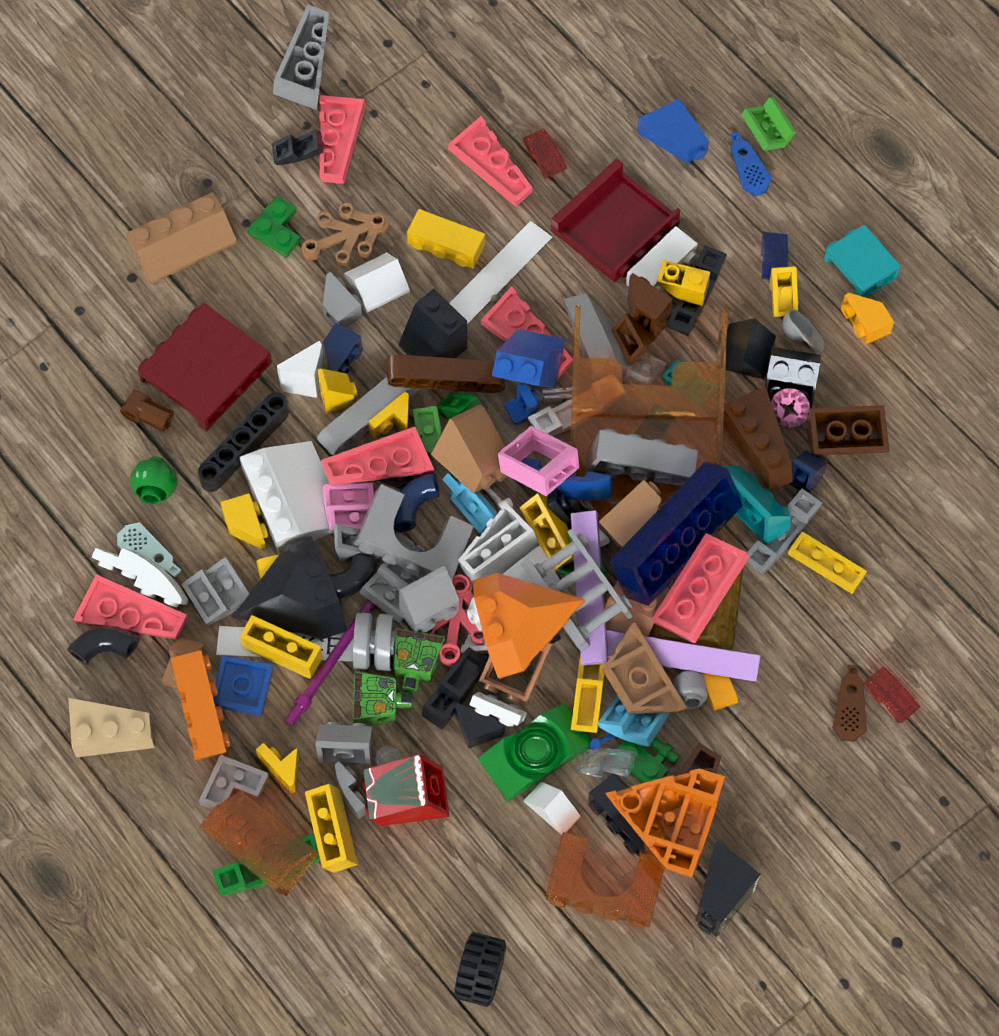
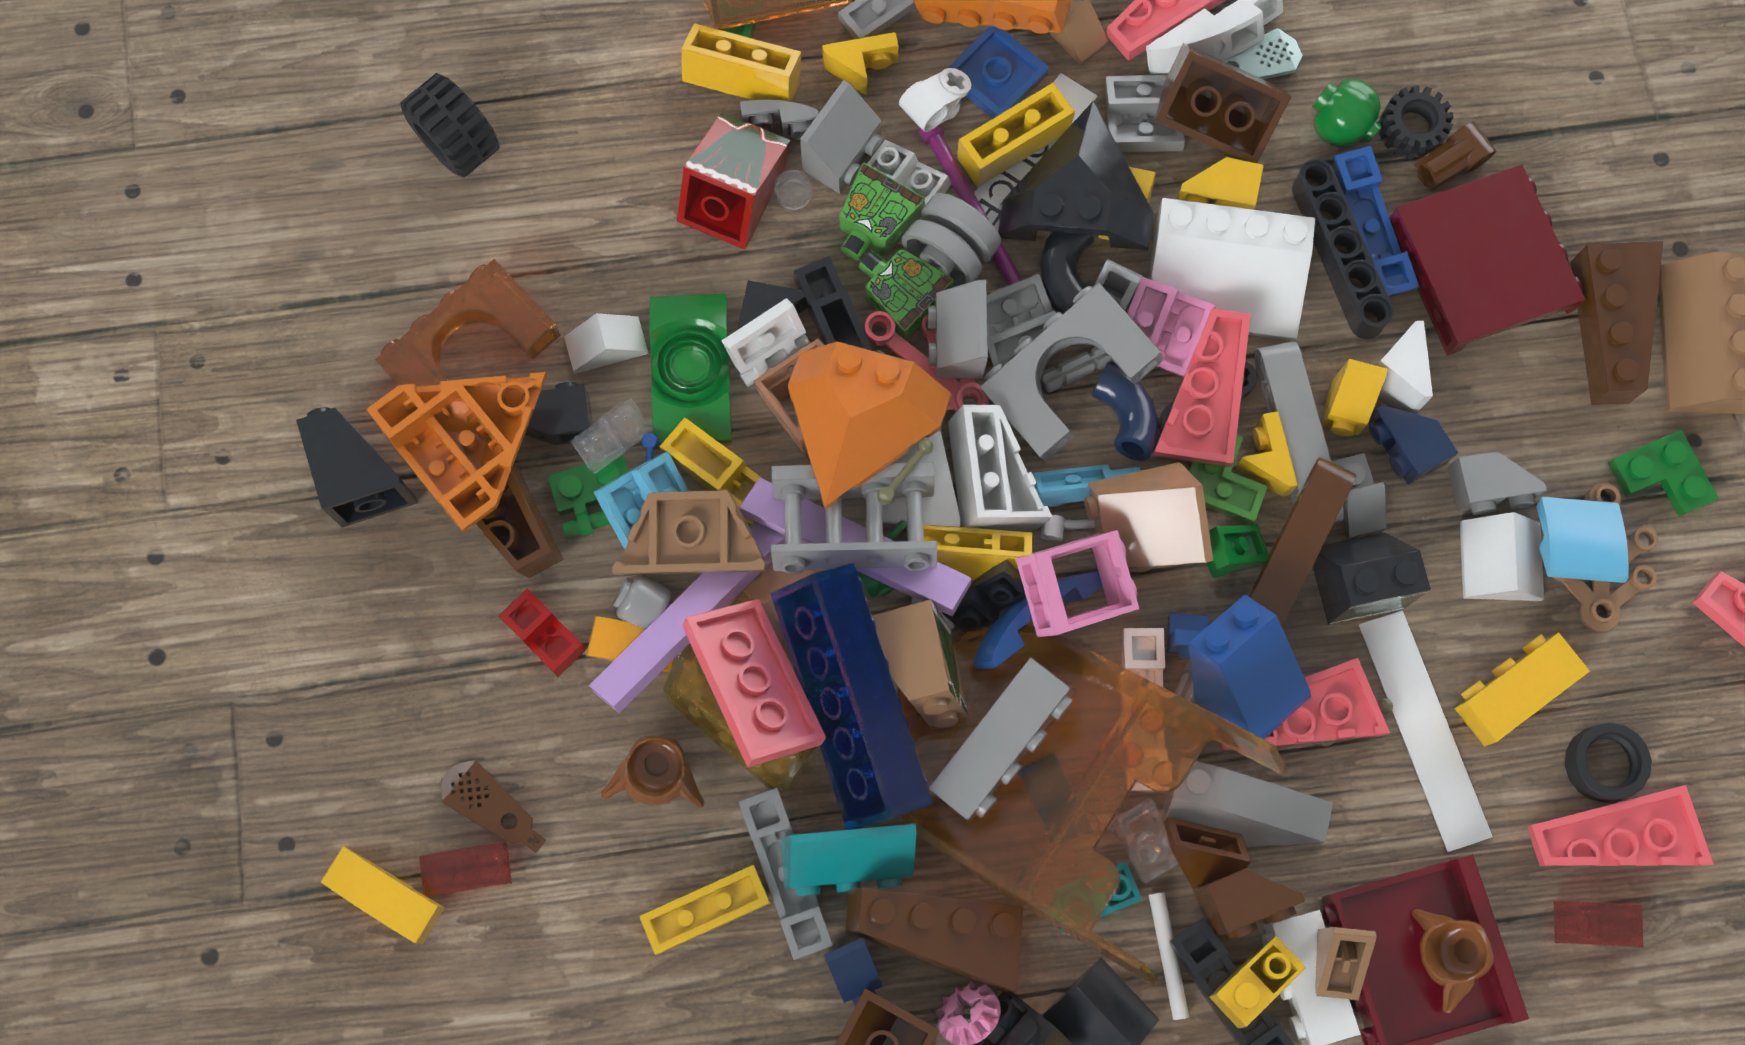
camera: 120 degrees right, 10 degrees up
(133, 429) = (1422, 104): none -> black tyre
(192, 545) = (1220, 104): none -> reddish brown slope
(197, 450) = (1359, 181): none -> blue slope
(204, 281) = (1618, 316): none -> reddish brown wedge
(286, 701) = (935, 98): none -> white piece
(339, 698) = (905, 169): none -> white slope
(346, 243) = (1583, 540): none -> medium azure slope
(377, 370) = (1365, 502): none -> light grey slope
(458, 168) = (1632, 744): none -> black tyre
(556, 573) = (886, 494): none -> olive hinge
(606, 205) = (1453, 954): none -> dark orange piece
(646, 247) = (1342, 961): none -> medium nougat slope
(694, 335) = (1168, 956): none -> white bar
(740, 736) = (542, 632): none -> red slope
(778, 625) = (655, 774): none -> dark orange piece
(935, 727) = (382, 896): none -> yellow slope

